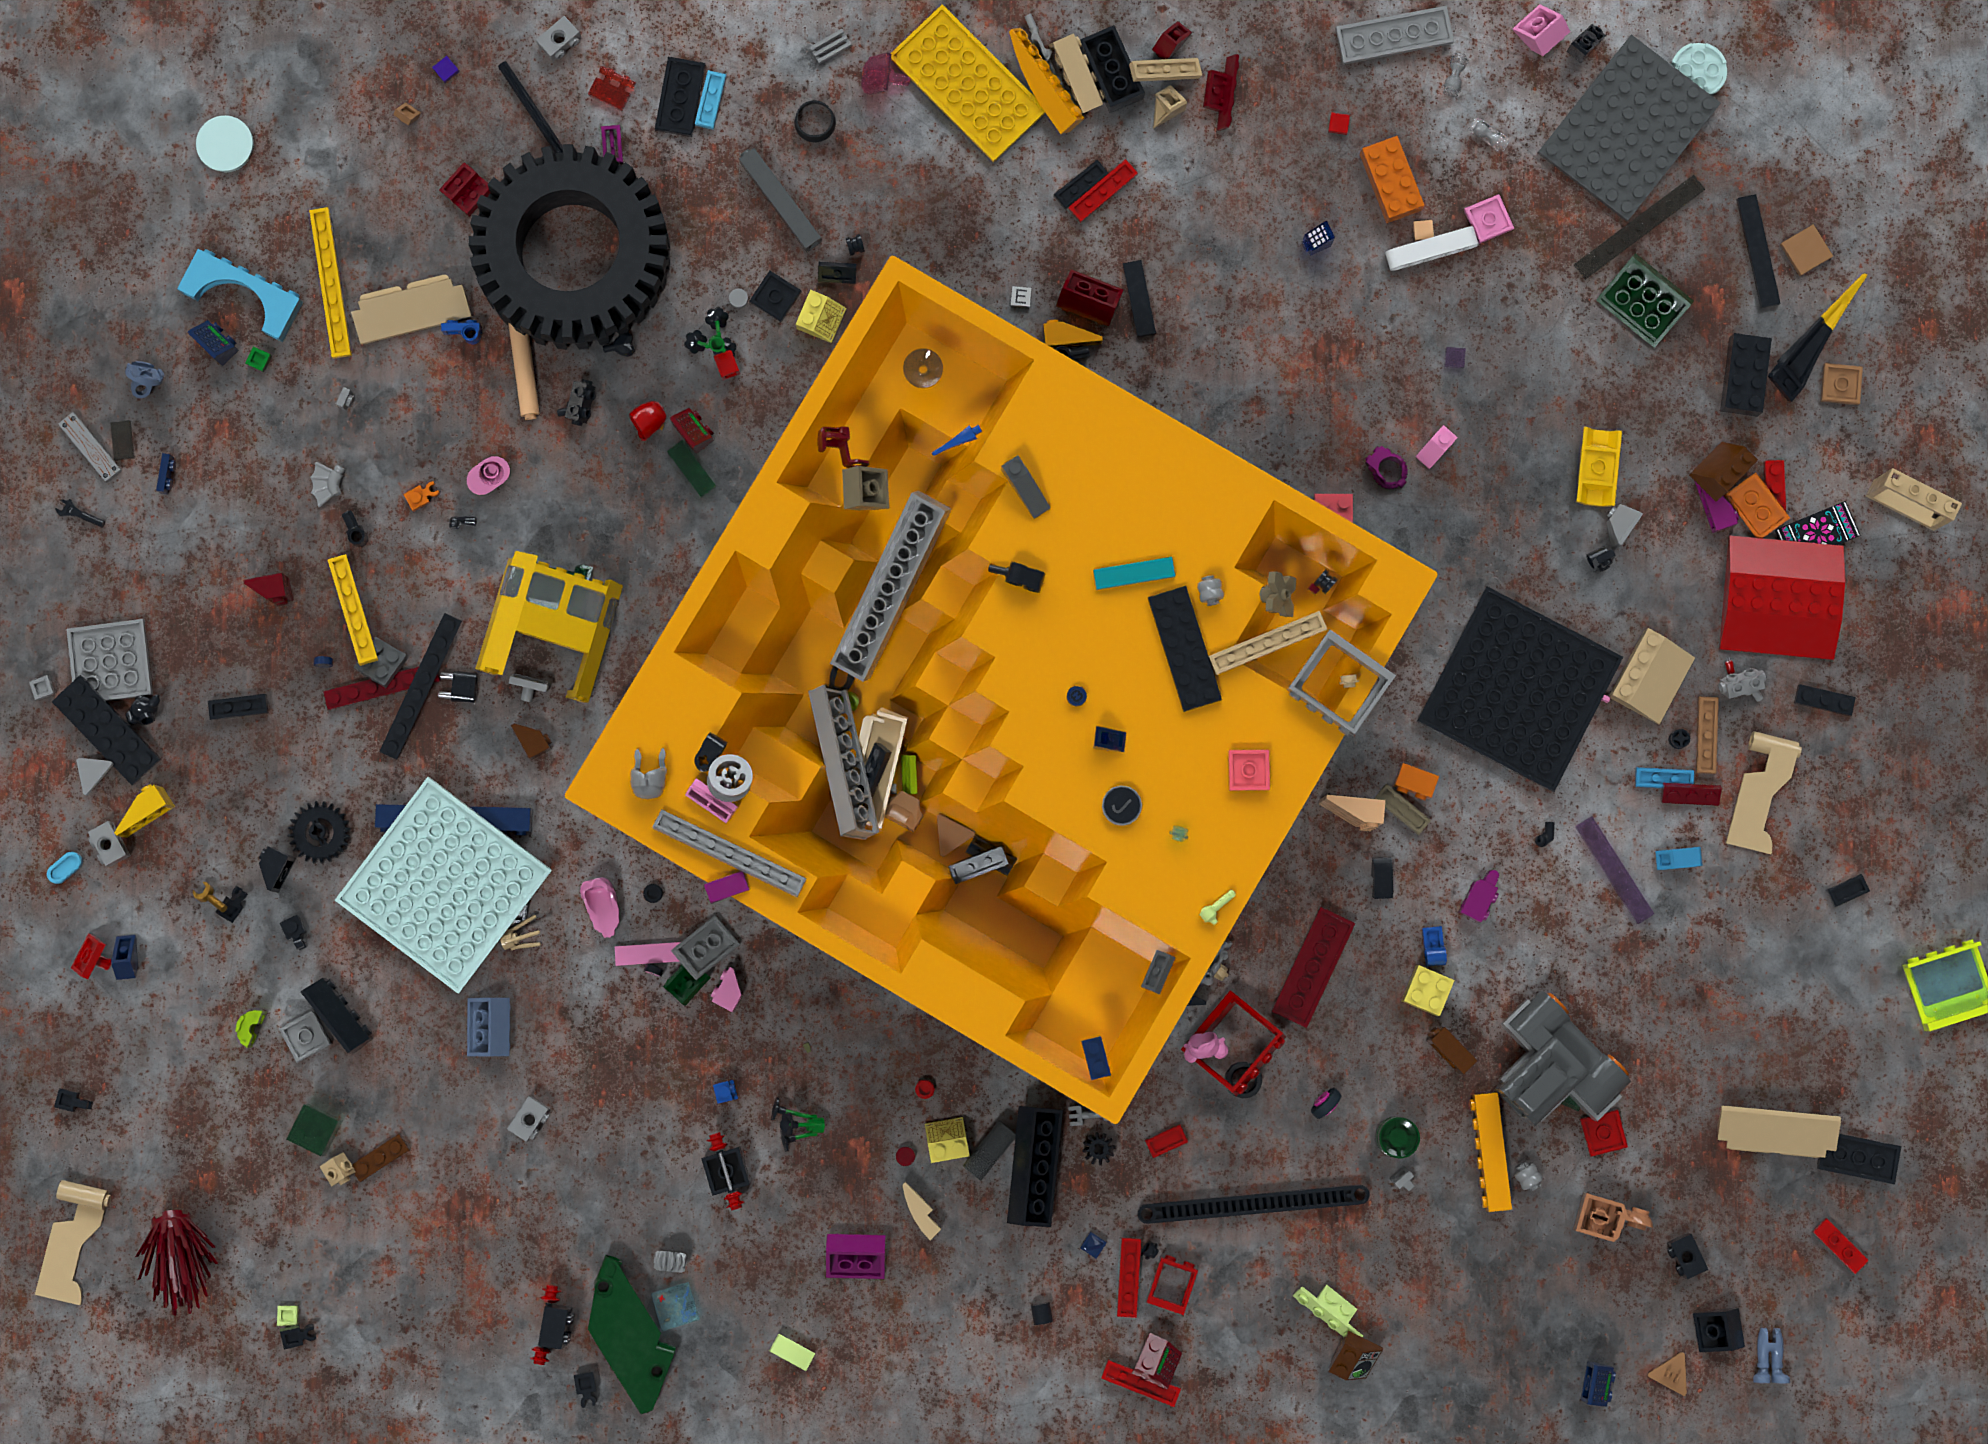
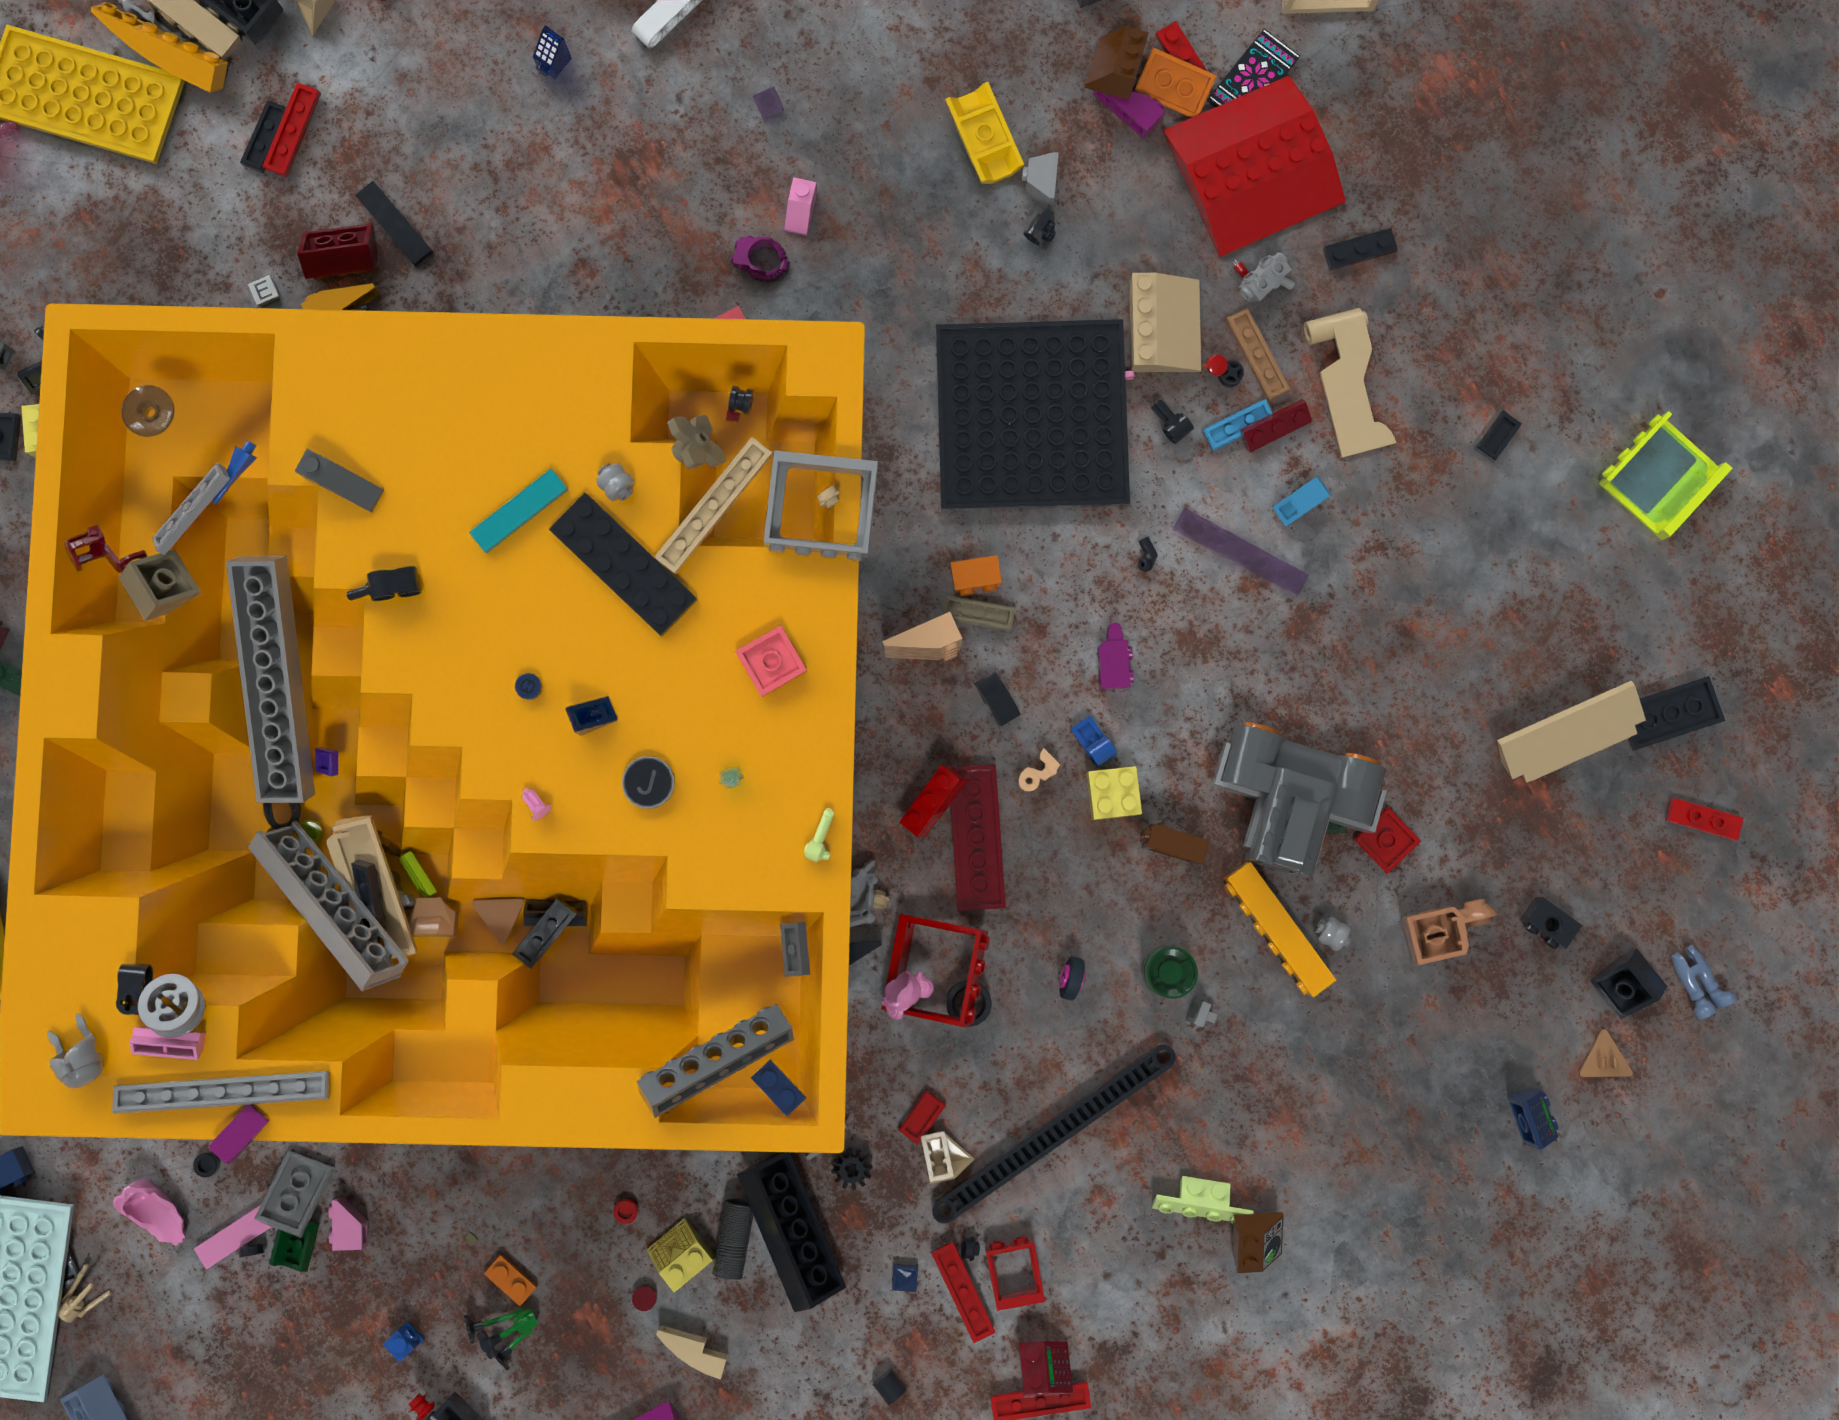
camera: 30 degrees left, 0 degrees up
(819, 1091) = (510, 1279): none -> orange plate
(891, 660) = (326, 761): none -> dark purple tile
(915, 450) = (190, 508): none -> light grey tile
(1039, 778) = (536, 805): none -> bright pink piece
(1057, 1021) = (709, 1072): none -> dark grey brick
(1167, 1176) = (944, 1157): none -> tan slope
(1297, 924) = (933, 801): none -> red brick
(1375, 946) = (1030, 777): none -> light nougat leg
(1618, 754) = (1175, 425): none -> black axle
(1672, 727) = (1216, 365): none -> red piece

